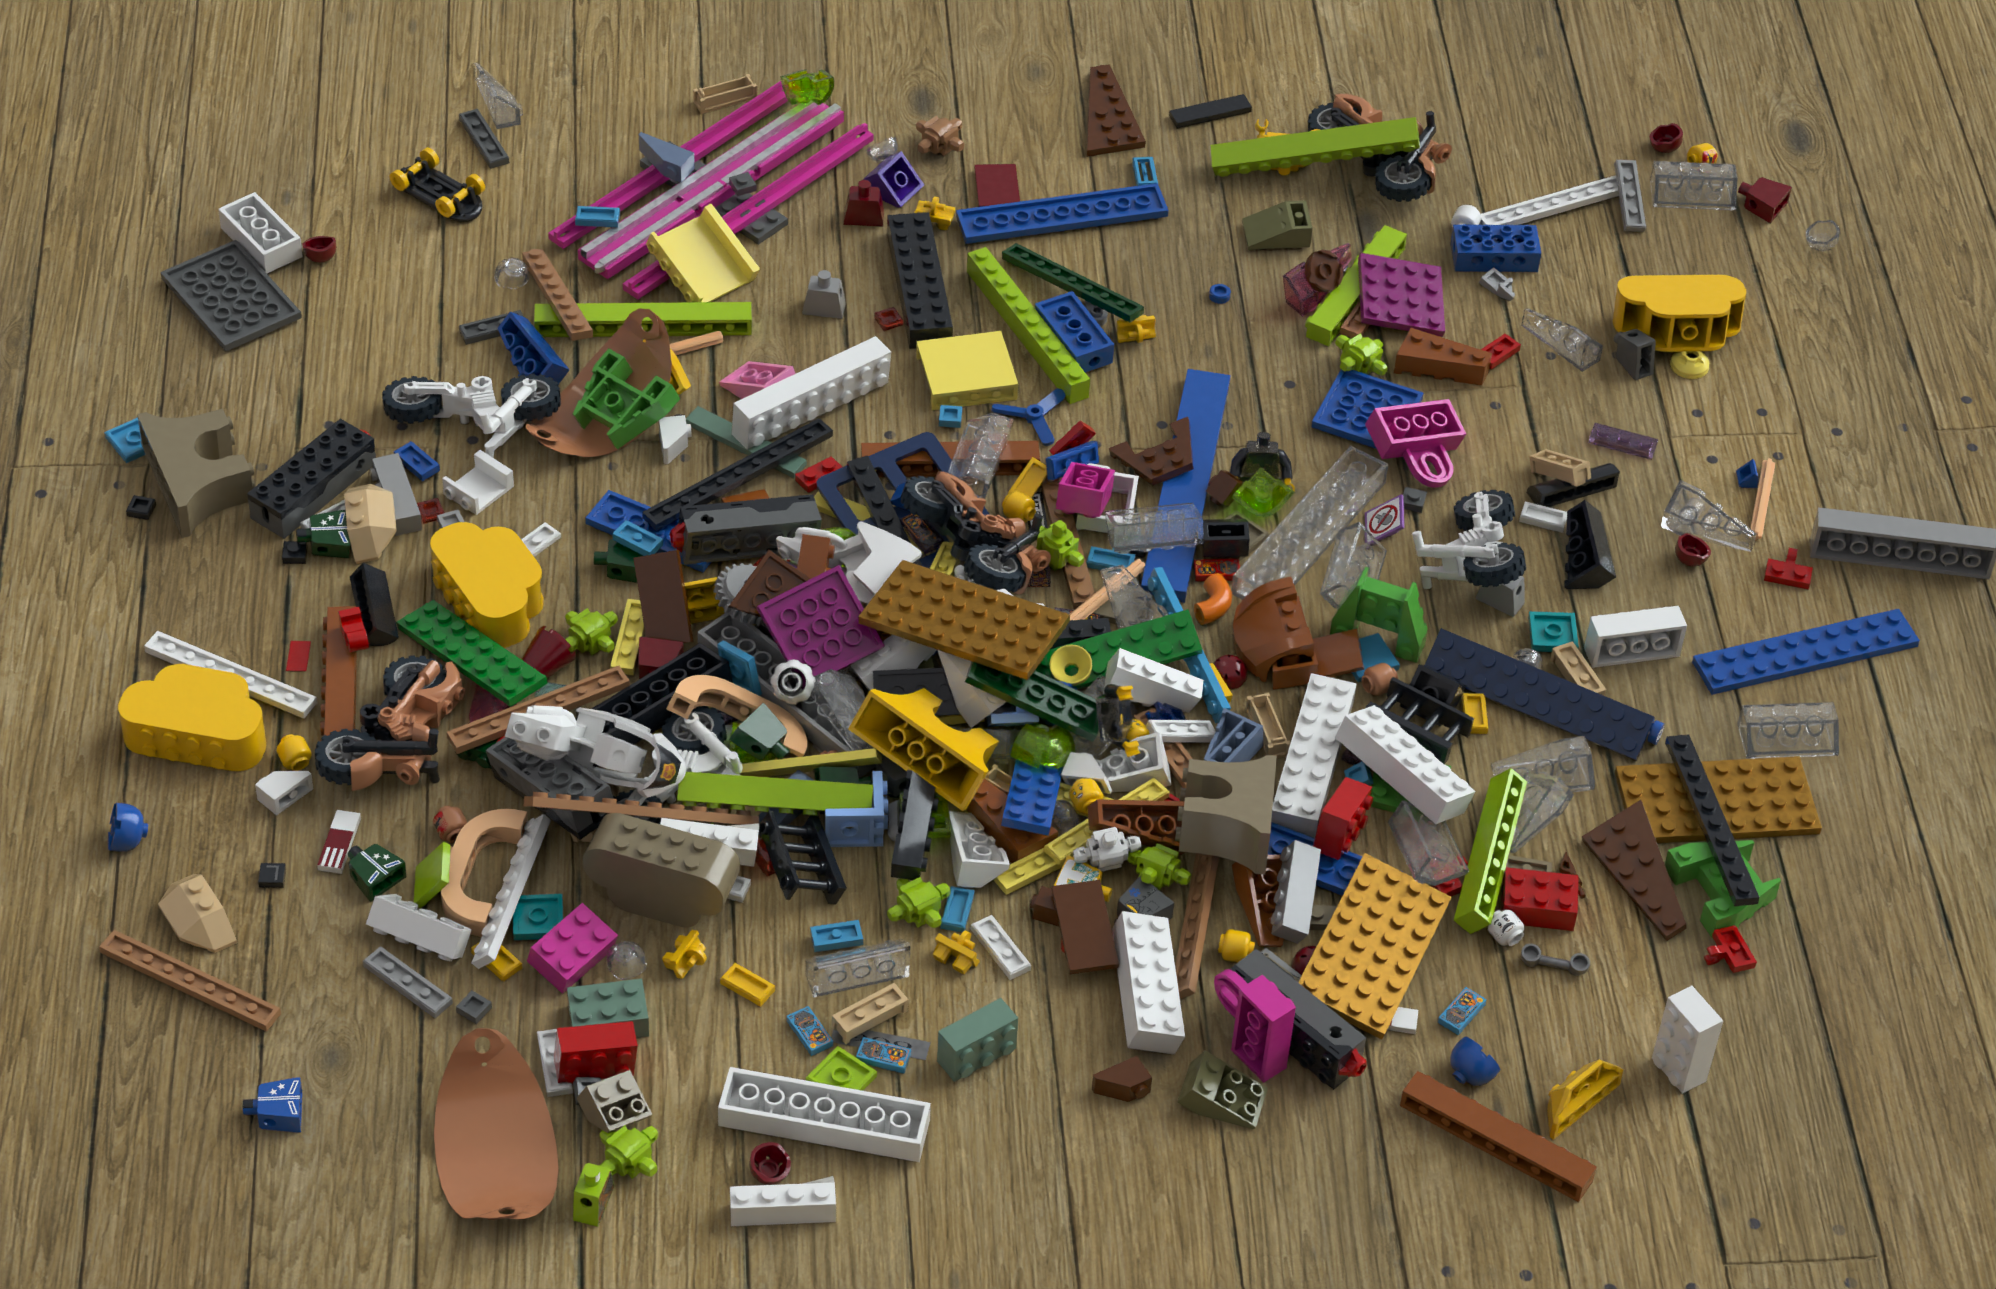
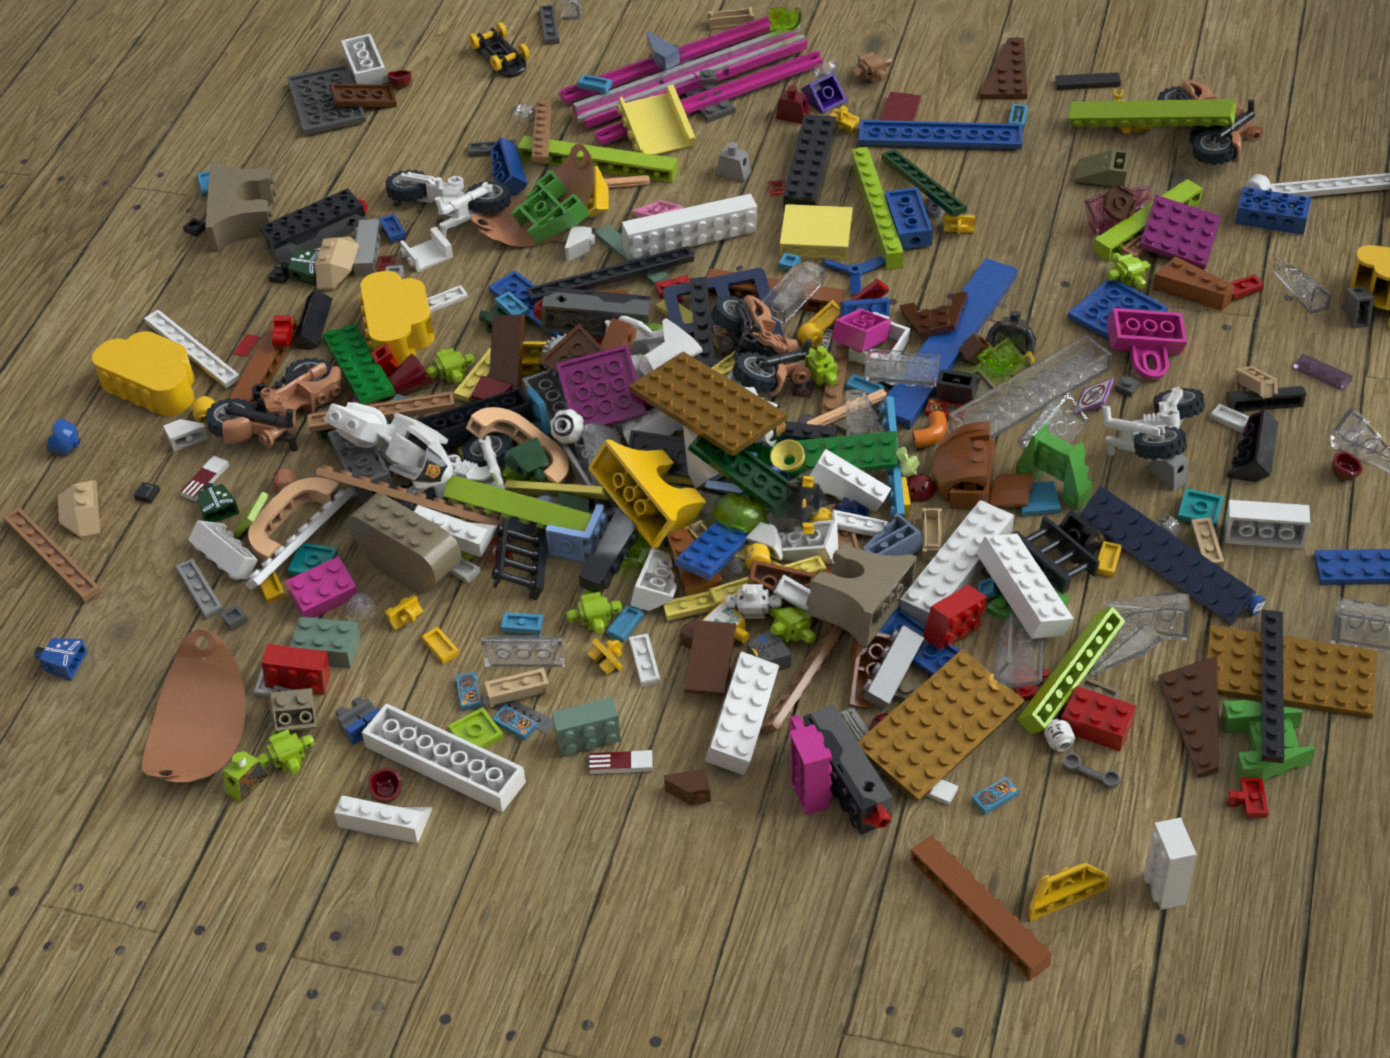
camera: 25 degrees right, 0 degrees up
(283, 282) = (363, 95): none -> reddish brown tile
(506, 637) = (386, 359): none -> red leg
(698, 1096) = (356, 719): none -> hips
(1029, 1072) = (621, 762): none -> tile
(1154, 829) = (793, 592): none -> white tile
(1208, 645) = (907, 464): none -> yellowish green bar
(1219, 293) = (1037, 209): blue tile -> none
(1222, 1092) = (765, 815): olive slope -> none
(1235, 945) = (828, 696): yellow head -> none
(1377, 678) = (1034, 513): nougat head -> none
(1472, 1064) = (981, 841): blue cylinder -> none
(1498, 284) = (1265, 237): light grey slope -> none
(1571, 870) = (1138, 713): reddish brown hand -> none

